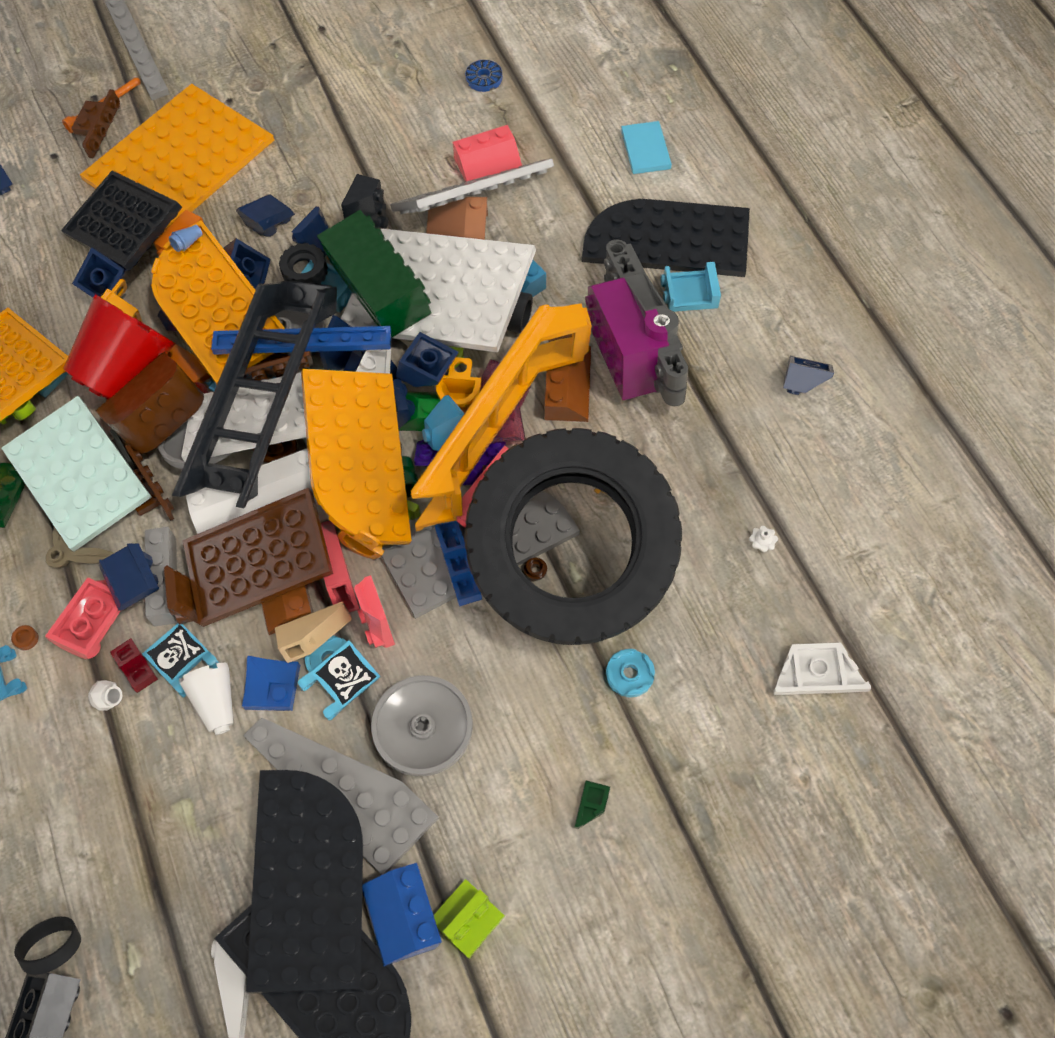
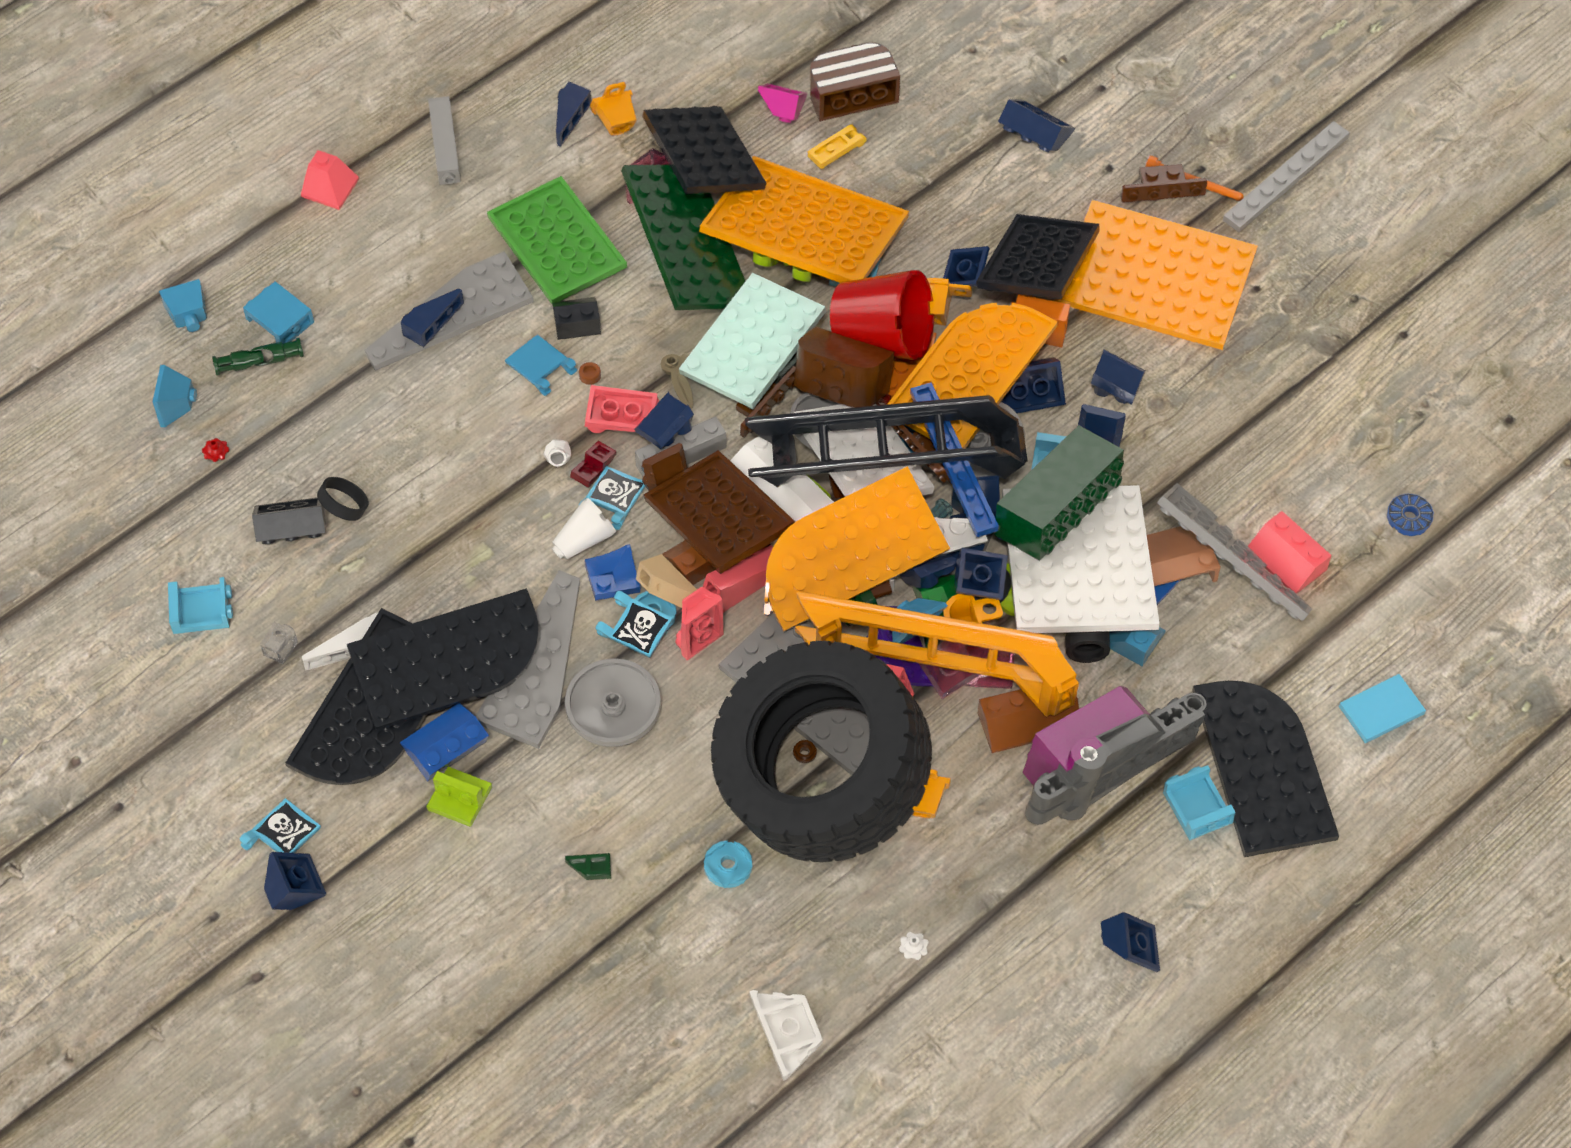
camera: 70 degrees right, 5 degrees down
(184, 238) = (1025, 316): medium blue cone -> none
(300, 253) = (1049, 416): black tyre -> none
(367, 196) = (1145, 458): black slope -> none

